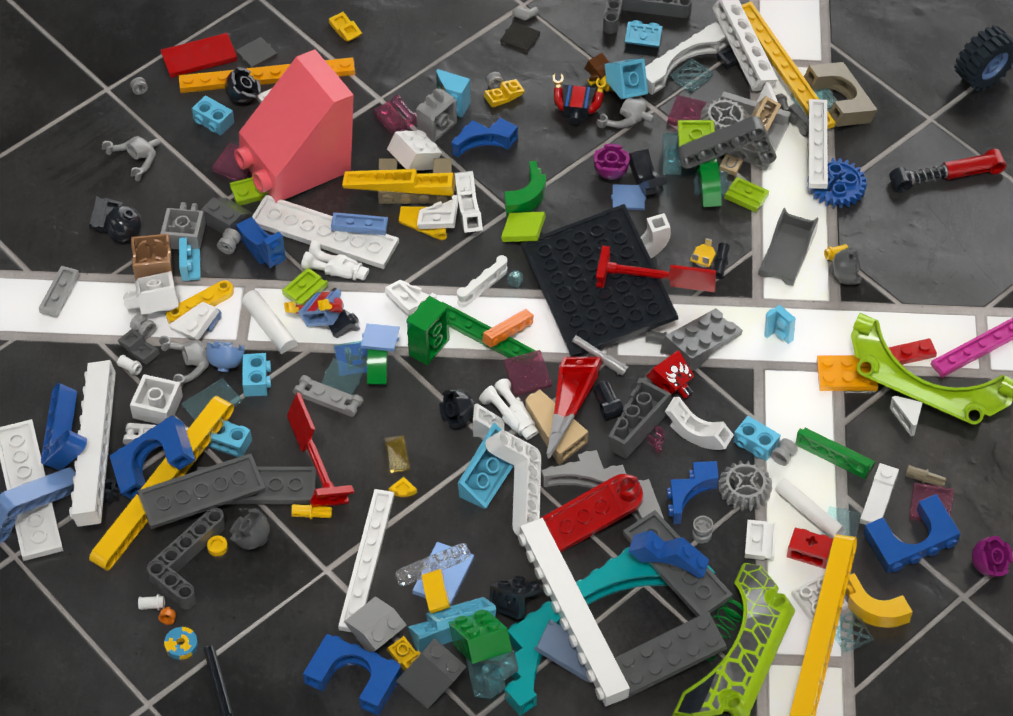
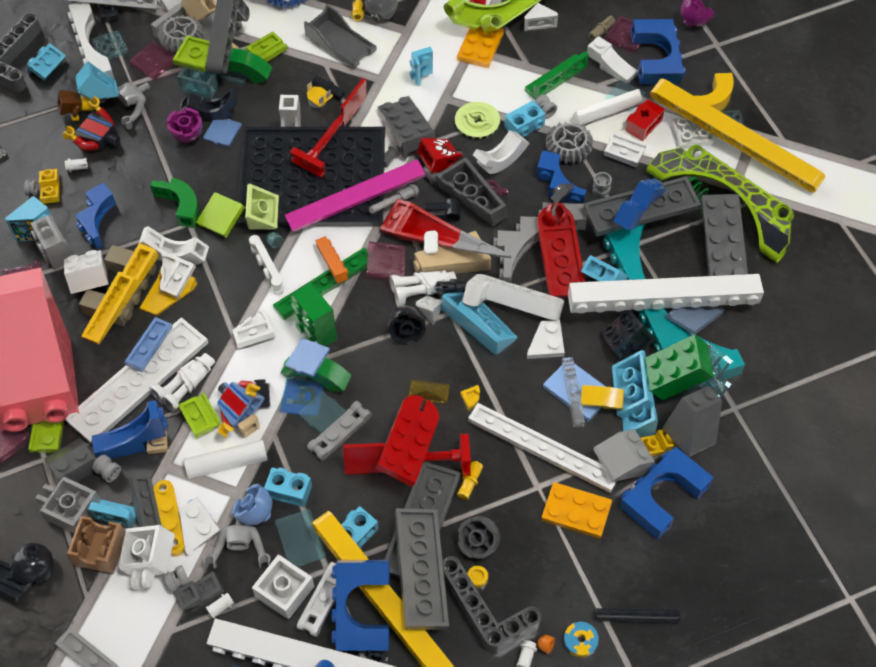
camera: 70 degrees left, 5 degrees up
(203, 279) = (144, 501): none -> dark grey plate
(267, 272) = (158, 445): none -> tan tile
(306, 326) = (248, 425): none -> tan tile
(311, 606) = (576, 510): none -> light orange plate
(325, 442) = (409, 440): none -> red plate
(490, 533) = (547, 341): none -> white wing
(511, 427) = (451, 286): none -> black pin
(533, 99) = (76, 164): none -> white pin
(537, 250) = (261, 208): none -> yellowish green slope
(555, 397) = (431, 242): none -> white piece
(582, 554) = (602, 271): none -> medium azure brick
(588, 321) = (355, 195): none -> dark pink tile
(653, 482) = (561, 192): none -> dark grey plate
(729, 393) = (471, 112): none -> yellowish green gear

